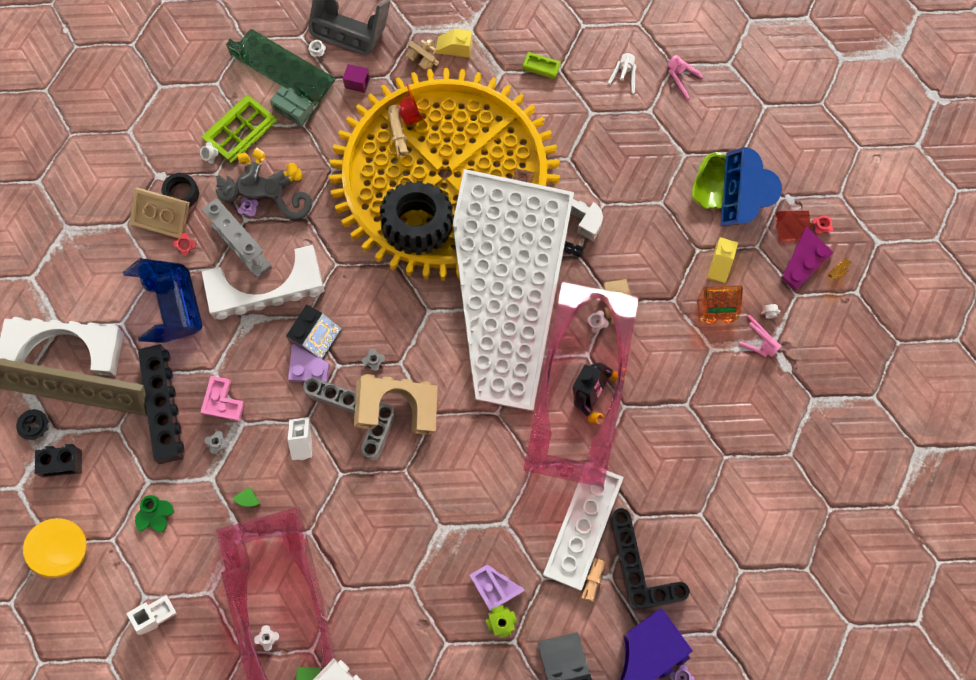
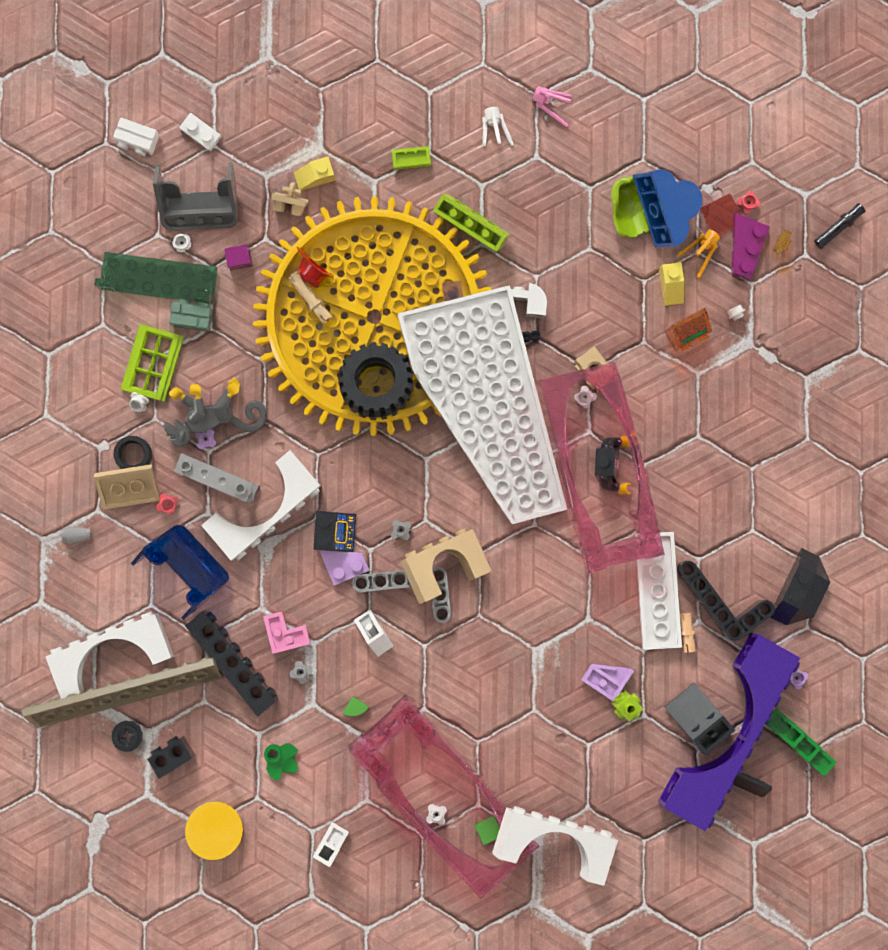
camera: 30 degrees left, 15 degrees up
(92, 233) = (75, 534): none -> light grey cone
(567, 133) = (471, 222): none -> lime brick
(724, 593) = (802, 589): none -> black wedge
(770, 240) = (708, 241): none -> light orange plant
(770, 345) = (748, 344): bright pink plant -> none
(899, 279) = (846, 220): none -> black pin

